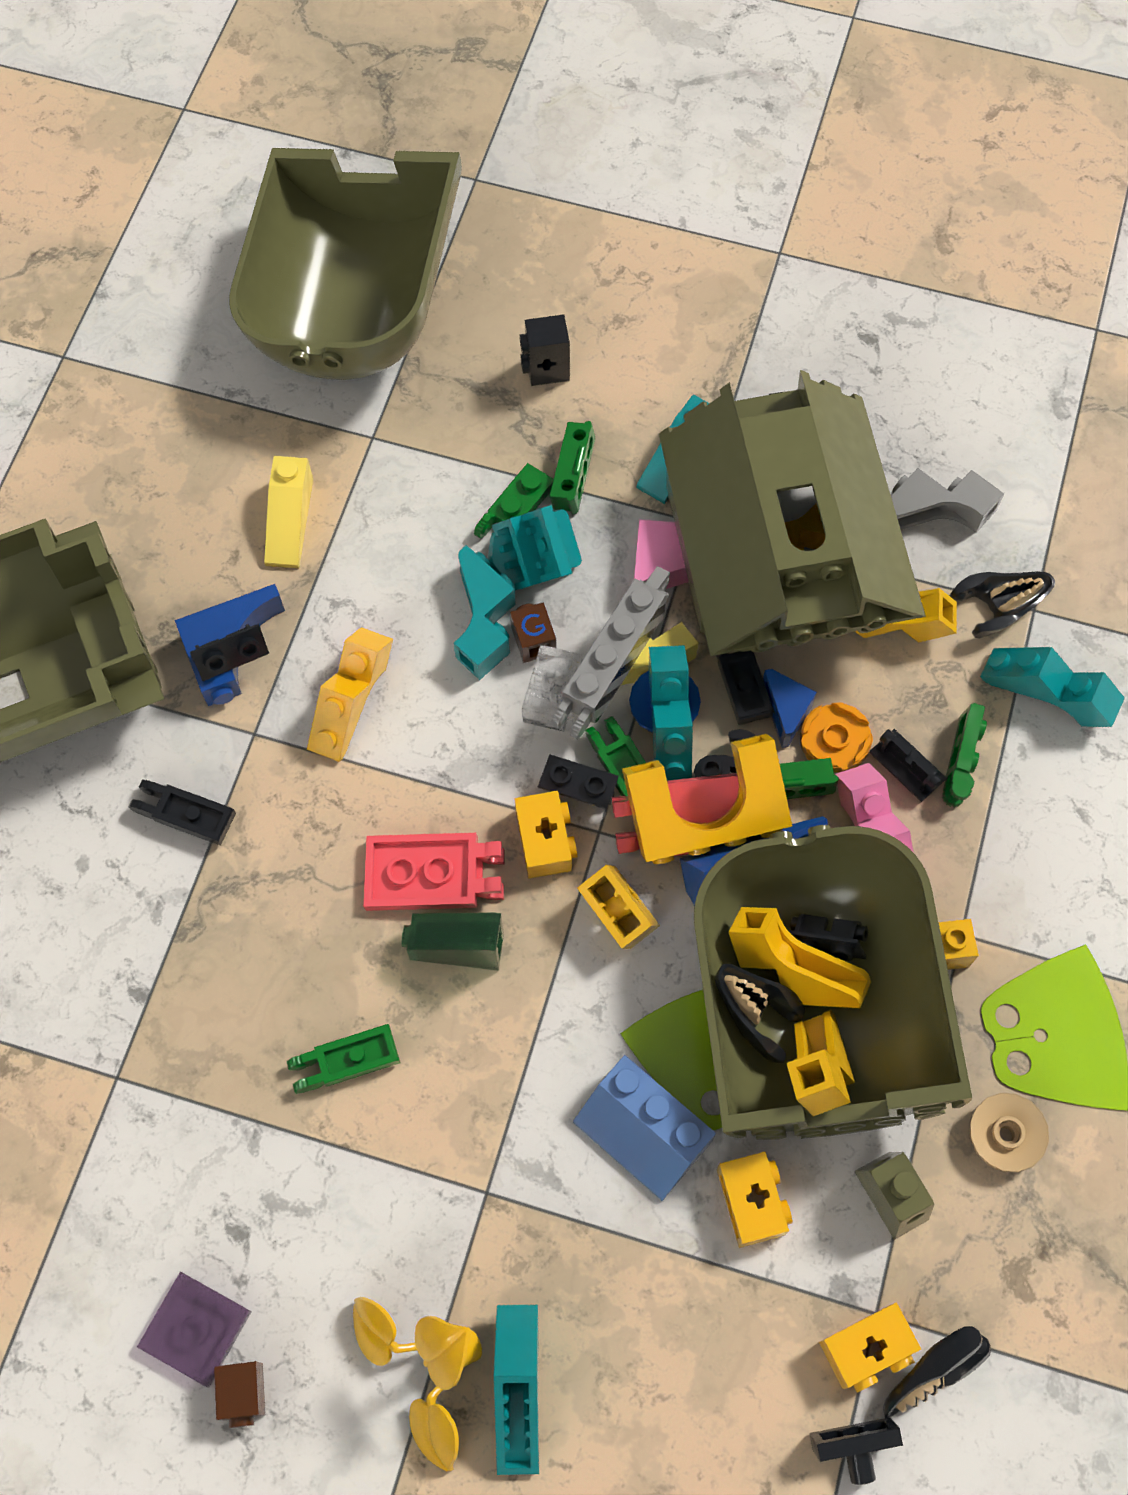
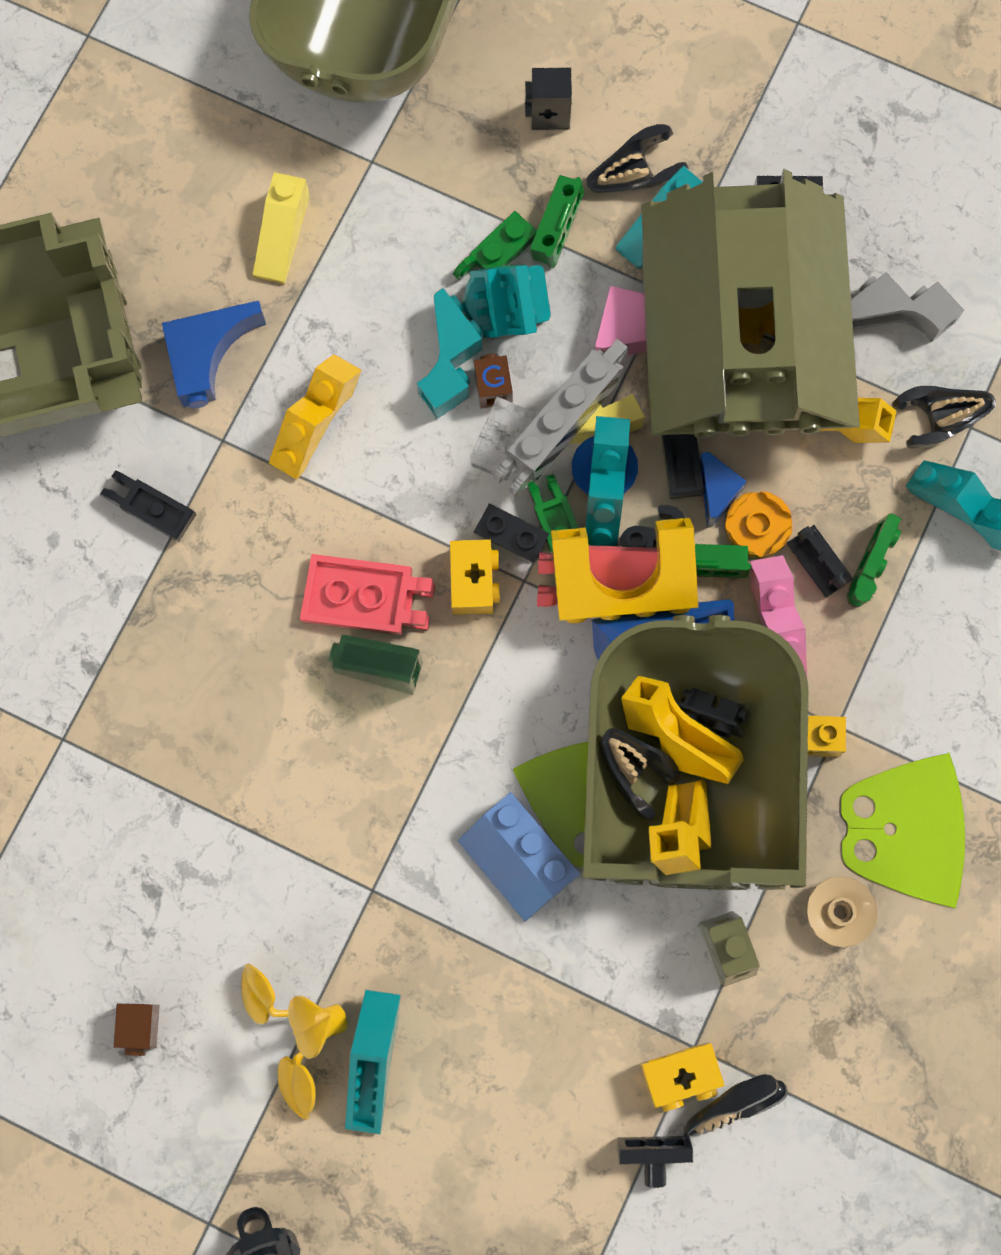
camera: 10 degrees right, 10 degrees up
(194, 1329) = (104, 967): clear purple tile -> none
(229, 652) = (202, 365): black hinge -> none
(347, 1058) = (267, 754): green hinge -> none
(618, 906) = (528, 655): yellow brick -> none
(635, 406) = (628, 166): none -> black animal
(737, 1181) = (592, 916): yellow brick -> none

